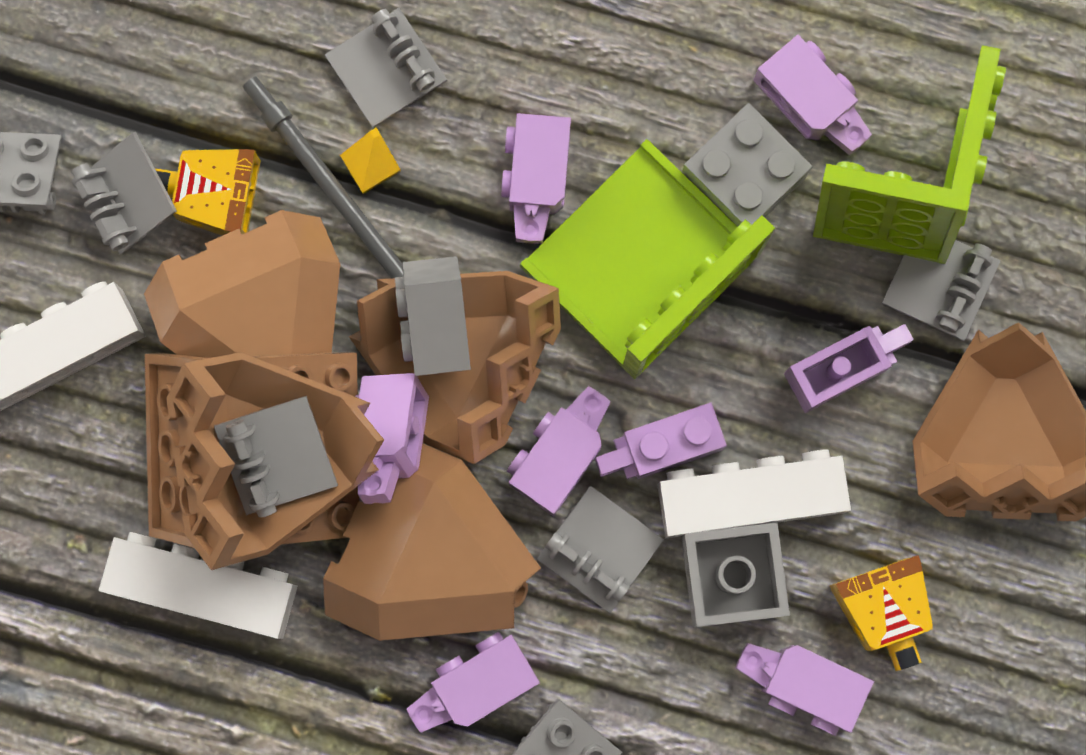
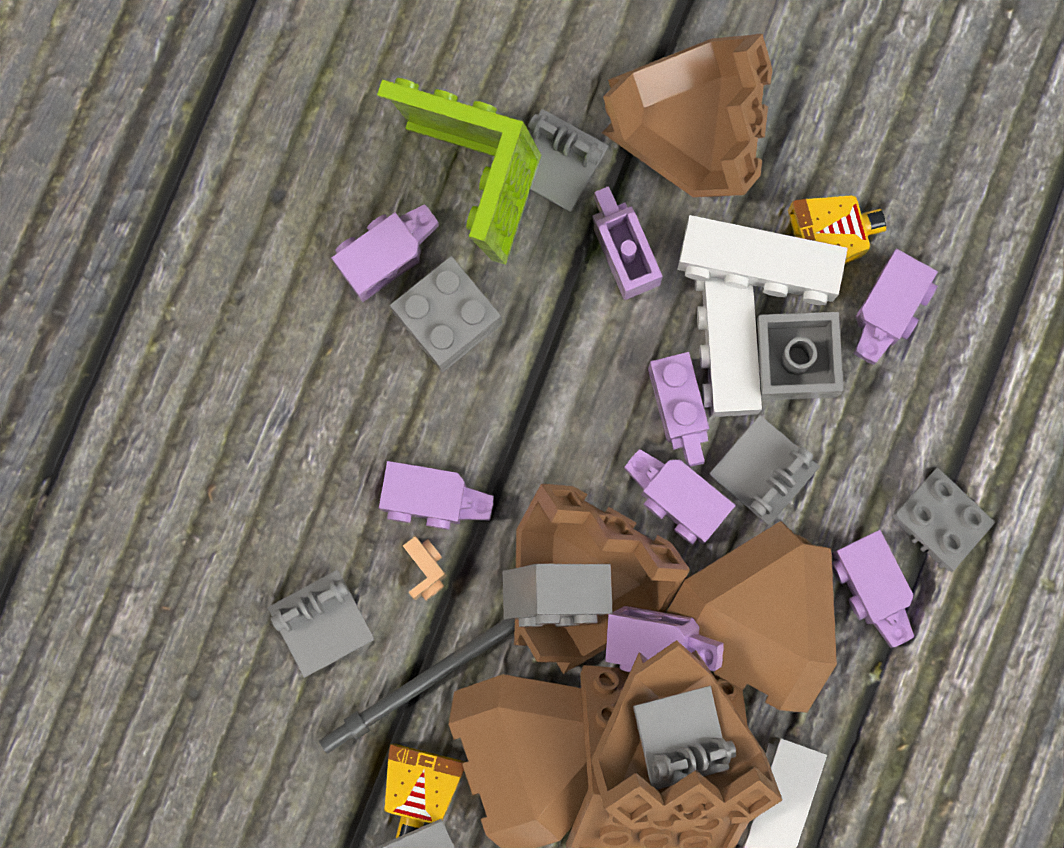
camera: 80 degrees left, 0 degrees up
(370, 161) = (405, 644): yellow slope -> none
(466, 173) = (426, 558): none -> light nougat bracket
(644, 258) = (518, 407): lime bracket -> none
(842, 519) = (762, 259): none -> white brick

